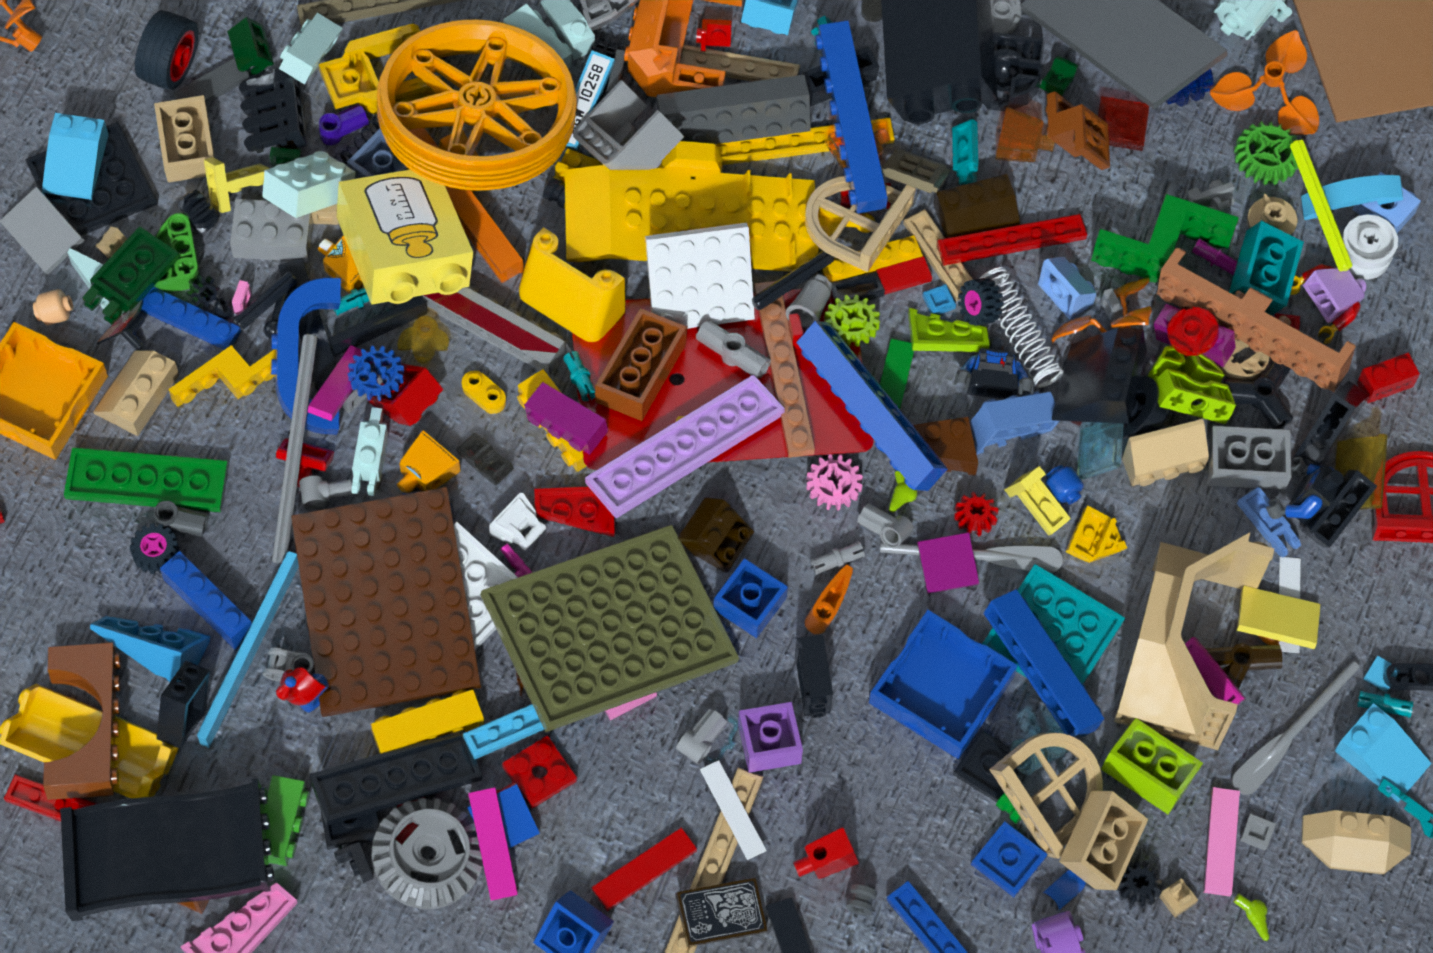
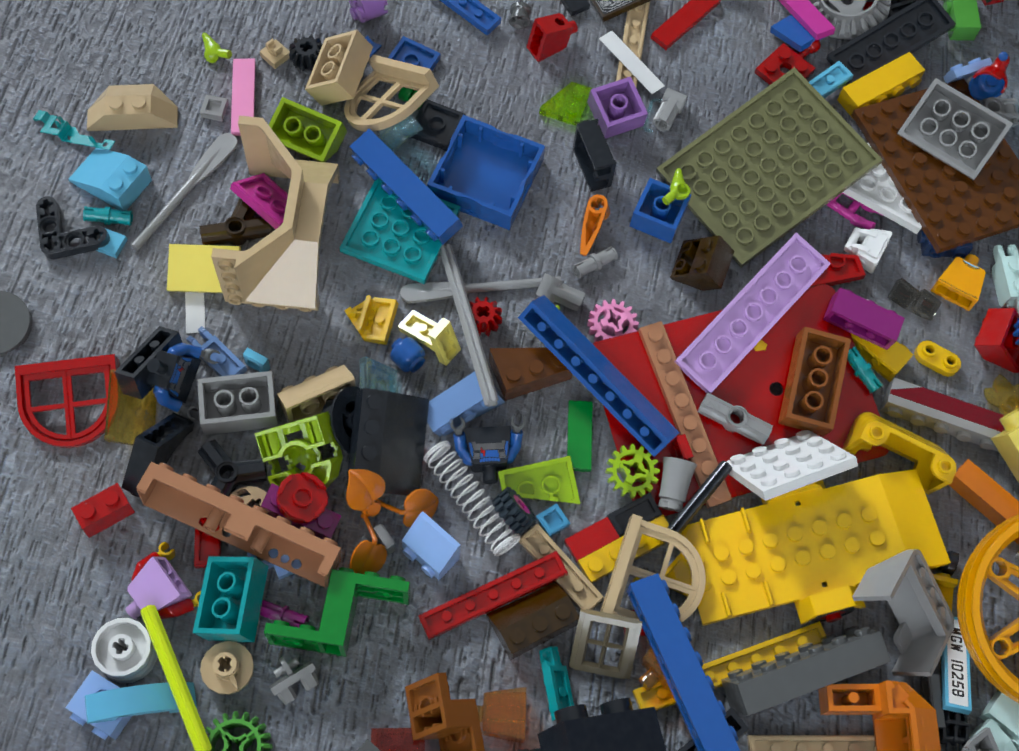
camera: 165 degrees right, 0 degrees up
(318, 711) = (964, 72): none -> light blue hinge
(374, 623) = (955, 128): none -> light grey slope
(730, 601) = (678, 188): none -> lime animal
(822, 769) = (567, 104): none -> clear neon green wing
(948, 563) = (499, 270): magenta tile -> none
(998, 485) = (469, 326): none -> light grey axle
(1226, 505) = (256, 360): none -> medium azure tile

